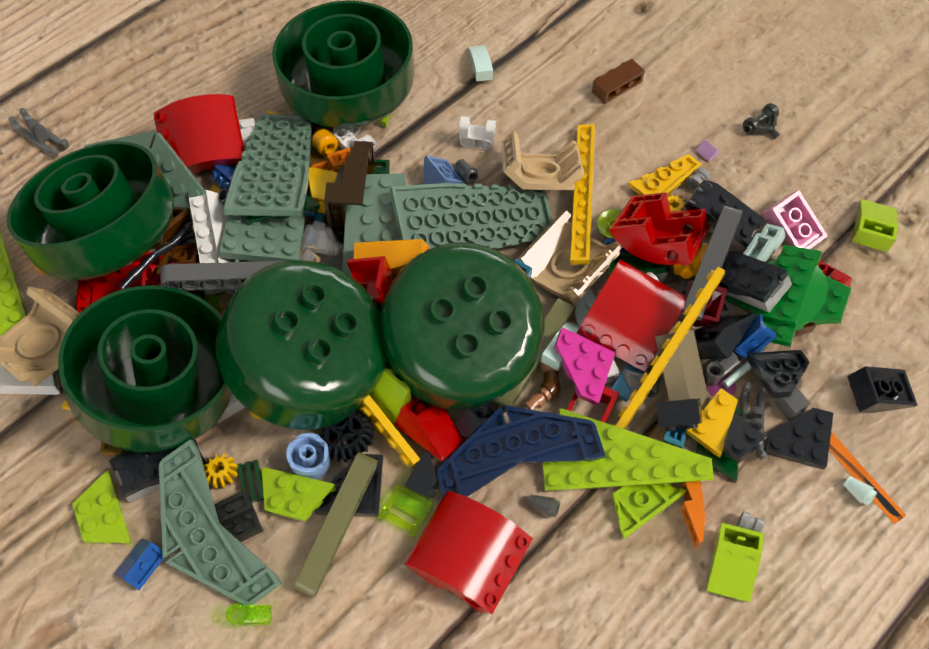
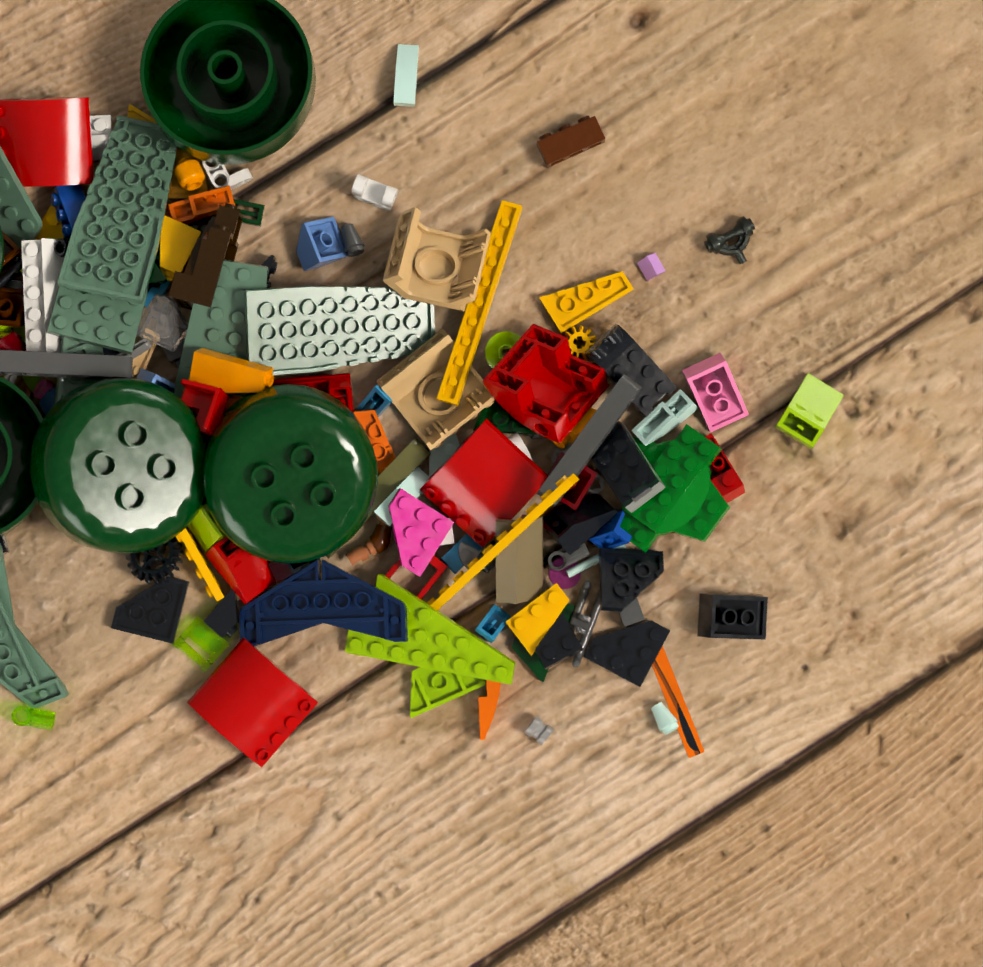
camera: 15 degrees right, 25 degrees up
(223, 476) = (19, 556): yellow gear -> none
(239, 516) = (34, 616): pearl dark grey slope -> none
(248, 465) = (51, 580): dark green tile -> none
(293, 494) = (90, 604): lime wing -> none
(301, 448) = (103, 578): light blue brick -> none
(336, 525) = (130, 646): olive beam -> none
(545, 505) = (341, 668): dark grey cone -> none
(678, 413) = (499, 606): black brick -> none
(697, 177) = (623, 309): light grey wheel -> none
(735, 562) = (510, 765): lime slope -> none

